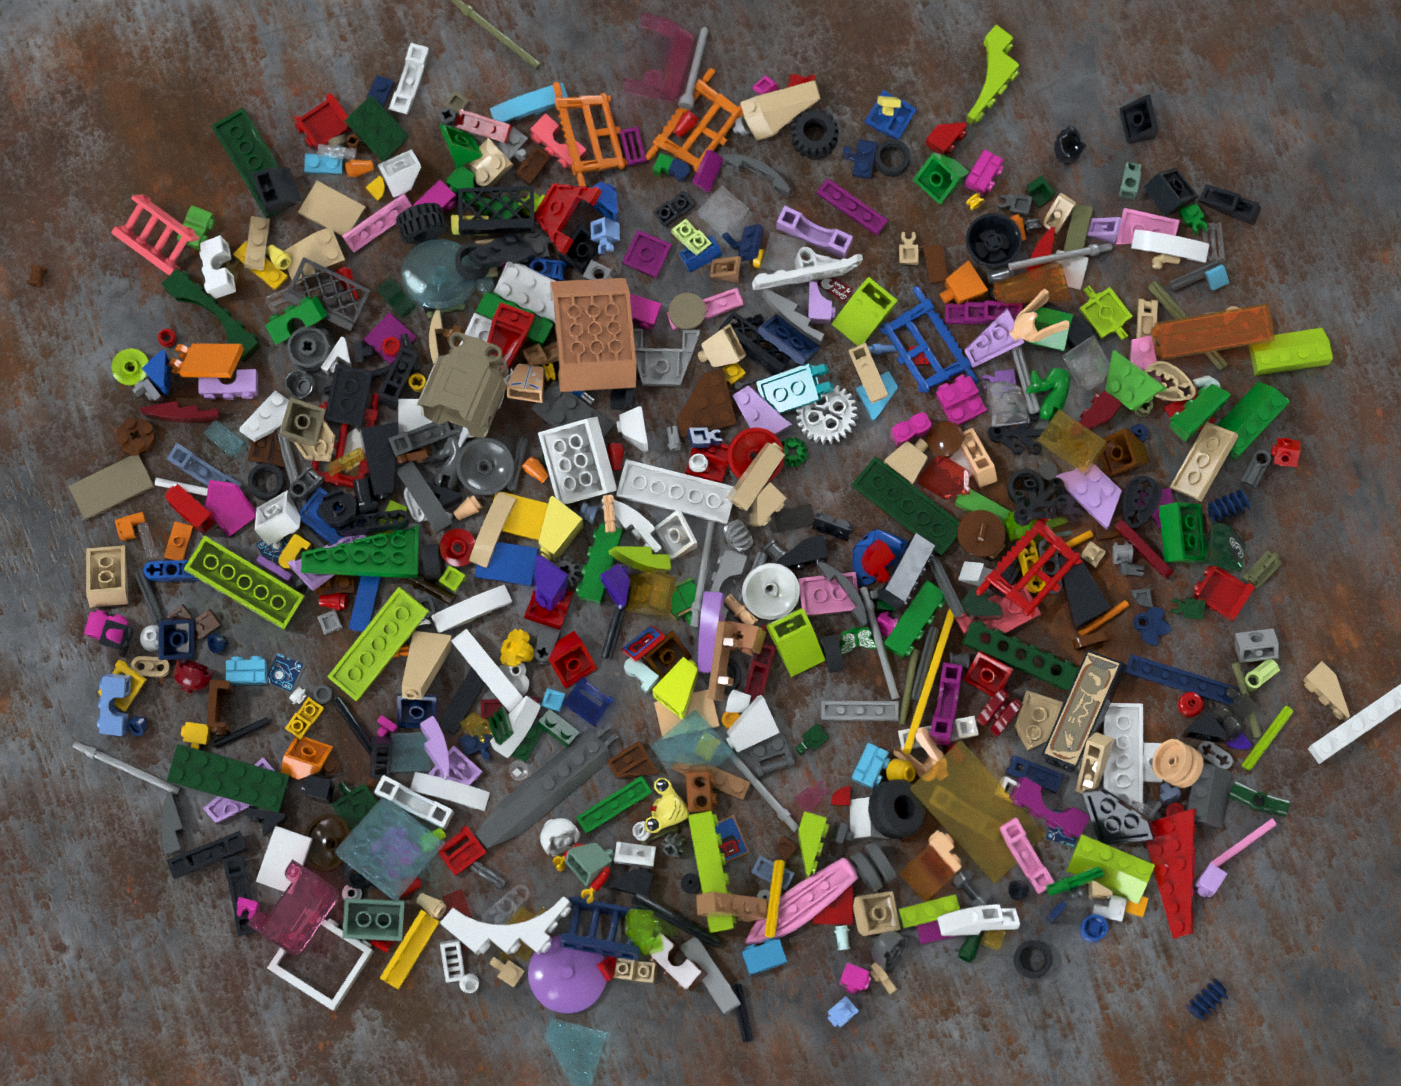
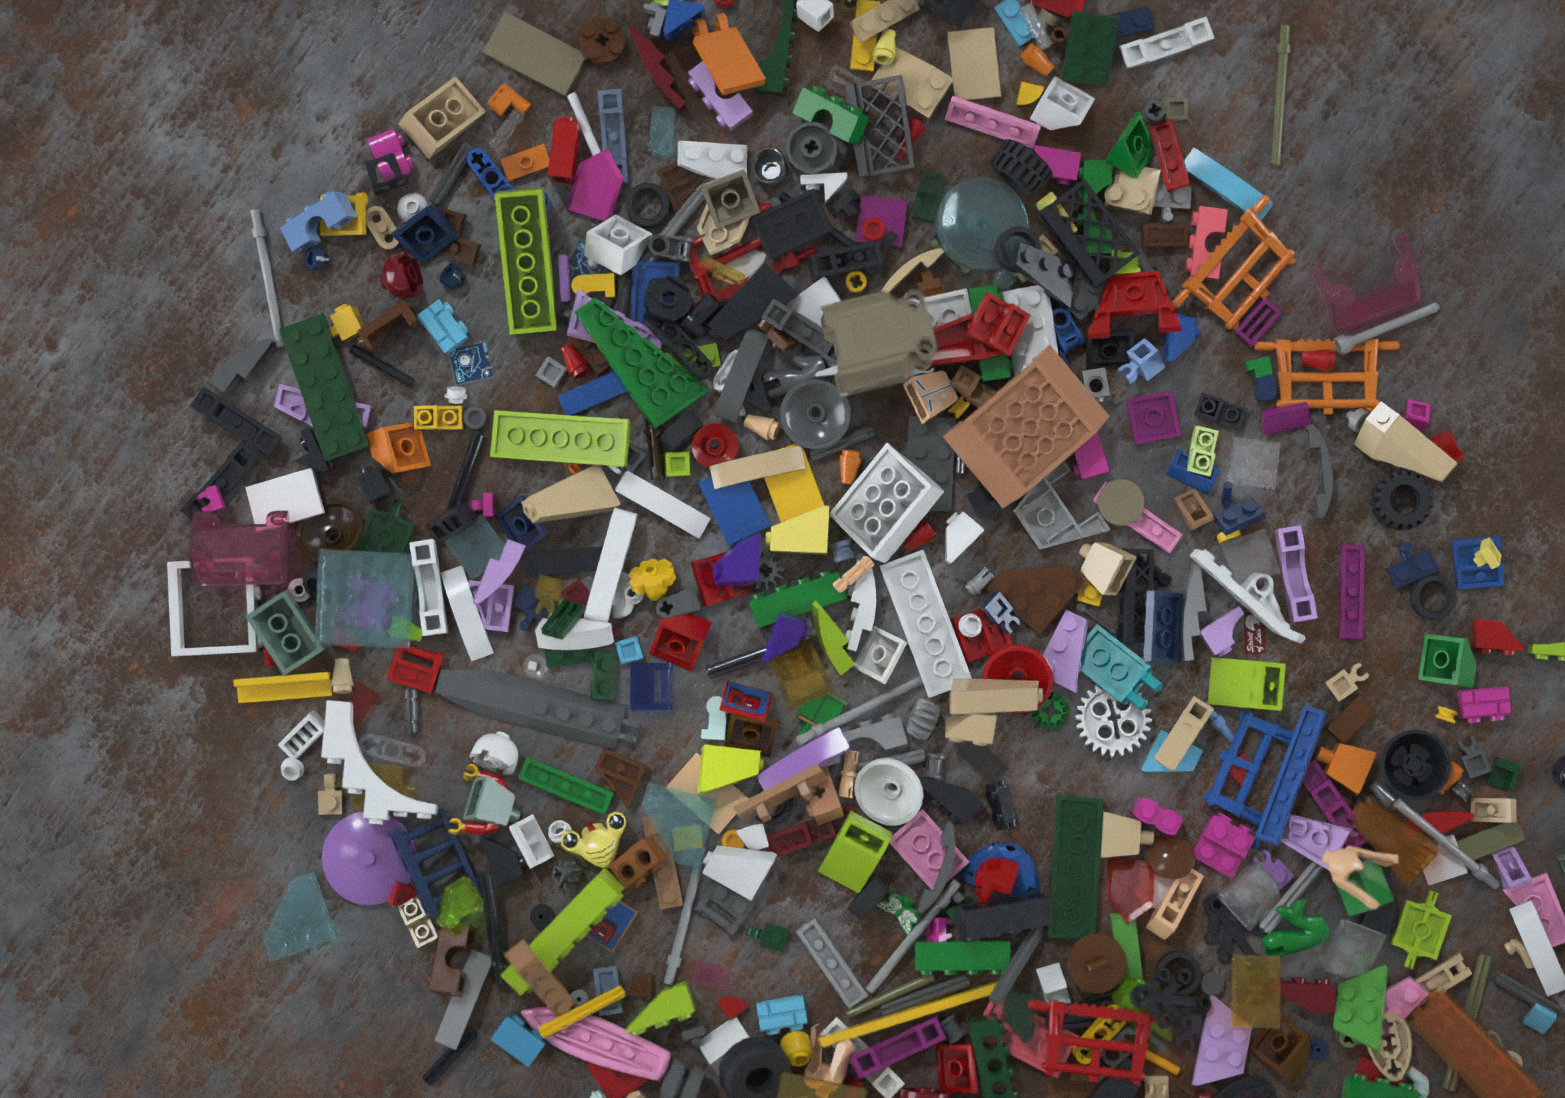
camera: 50 degrees right, 10 degrees up
(512, 306) = (997, 324): none -> red slope
(945, 324) = (1291, 775): none -> blue tile

